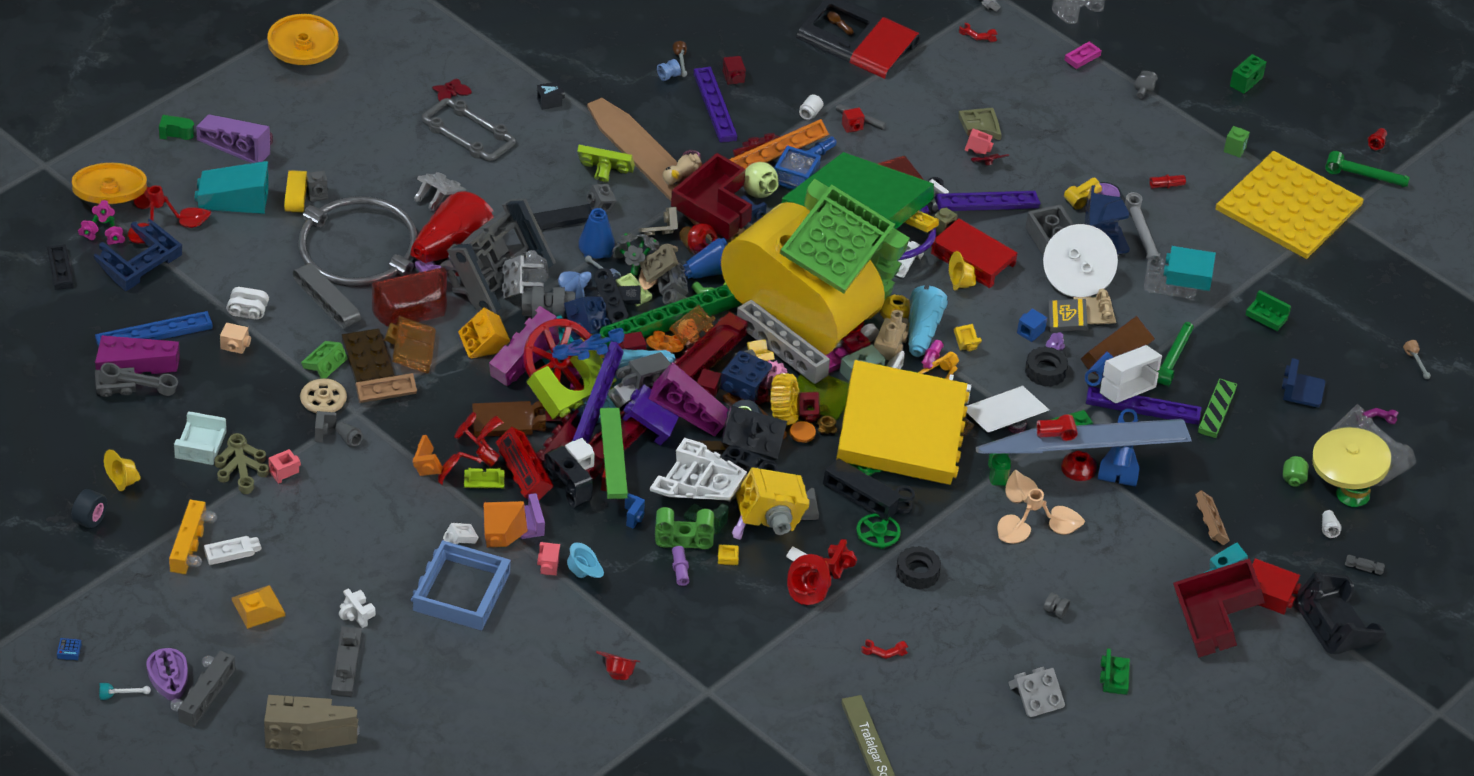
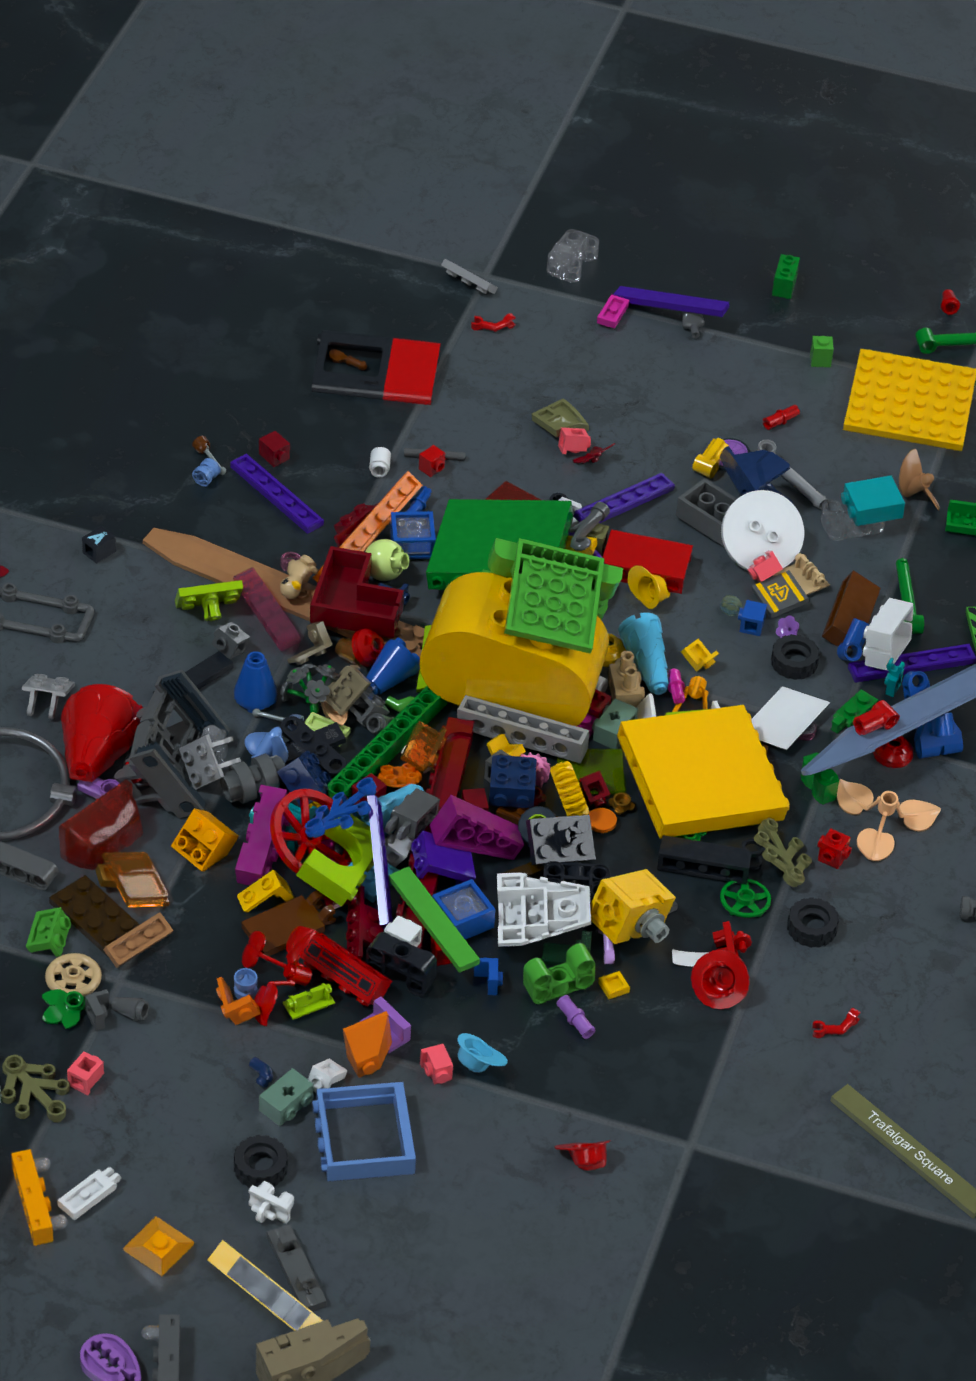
camera: 25 degrees left, 0 degrees up
(299, 415) = (60, 1008): none -> green plate
(310, 662) = (262, 1287): none -> tile
(370, 564) = (260, 1146): none -> black tyre
(416, 516) = (264, 1071): none -> dark blue arm
(419, 538) = (286, 1097): none -> sand green brick
(443, 447) = (245, 983): none -> medium blue wheel
(510, 383) = (264, 888): none -> yellow bracket
(643, 456) = (467, 908): none -> blue piece
(644, 185) = (267, 610): none -> clear pink beam
(925, 526) = (793, 874): none -> olive plant
(951, 201) = (598, 513): none -> dark grey plant
(973, 519) = (834, 848): none -> red brick
(1019, 308) = (730, 605): none -> clear light blue tile
(1066, 289) = (764, 567): none -> coral brick
(1115, 409) = (894, 678): none -> teal plate
(1136, 62) = (673, 301): none -> dark purple tile
(1238, 265) = (913, 480): none -> medium nougat piece

